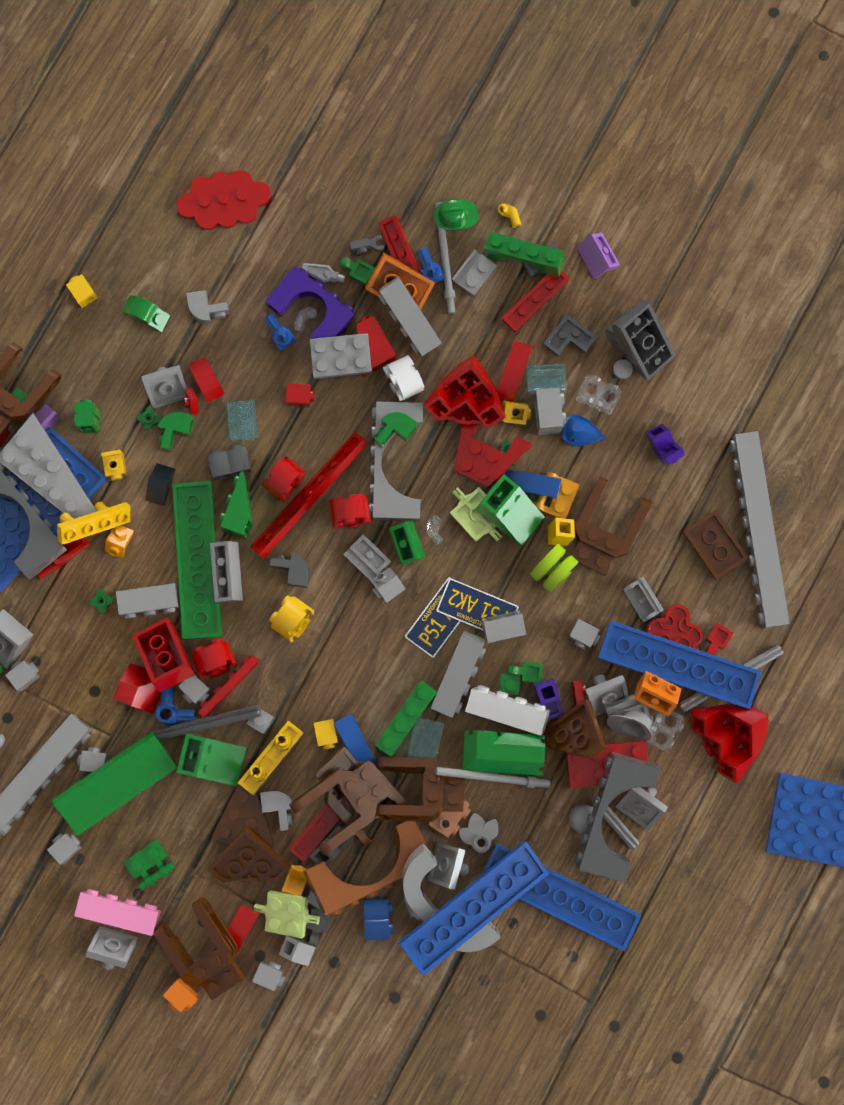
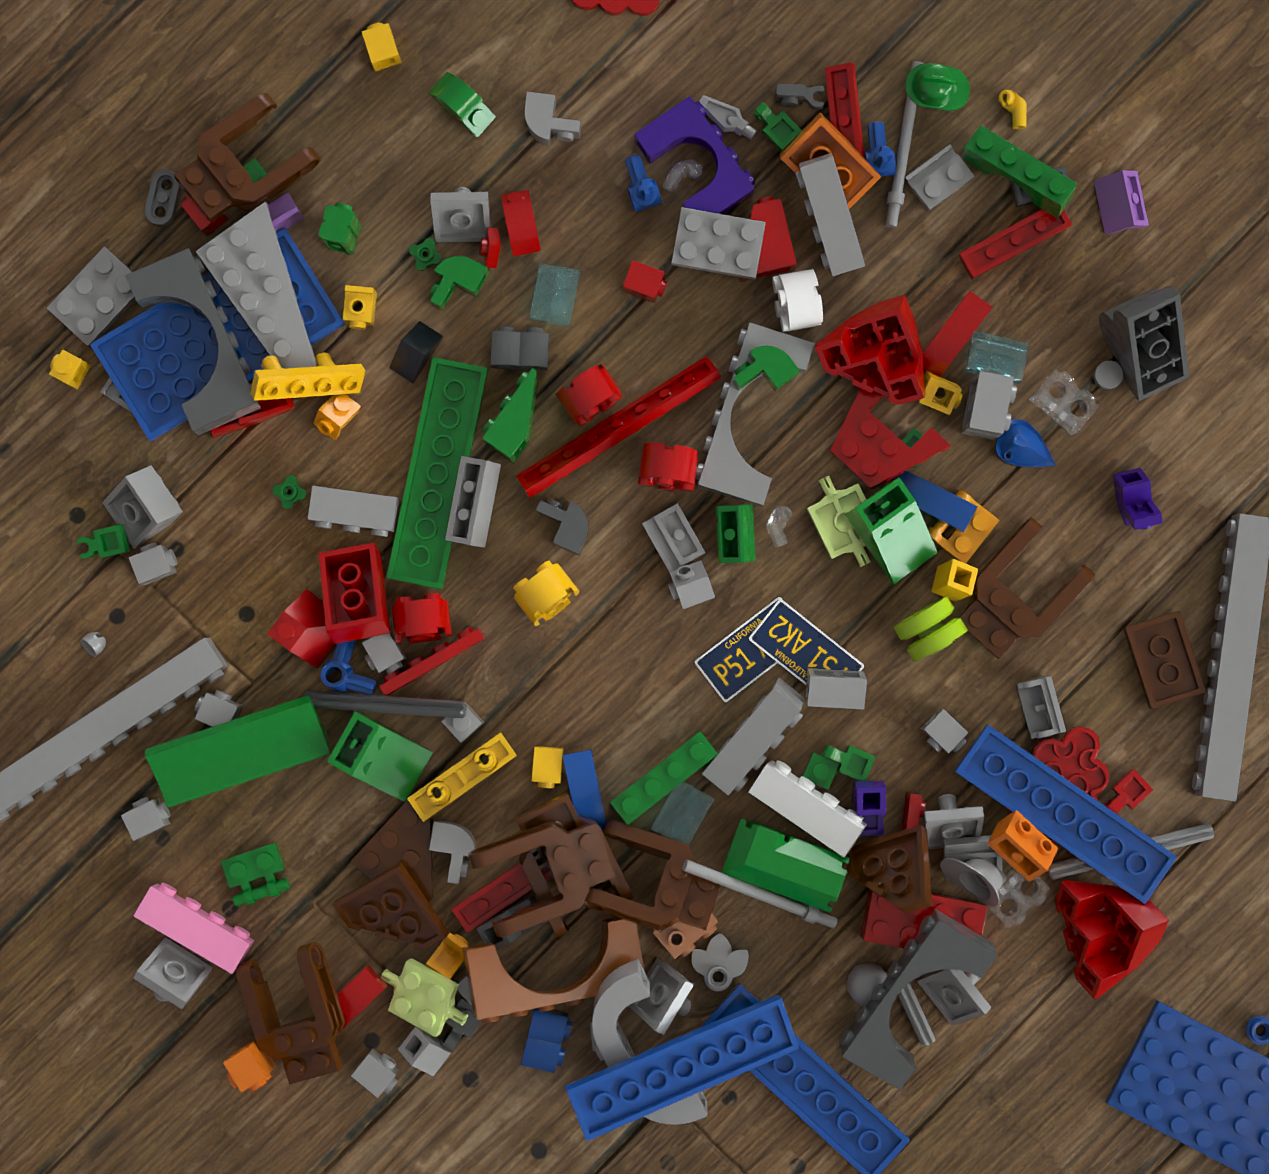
camera: 20 degrees right, 5 degrees up
(569, 331) = (1047, 299): dark grey plate -> none

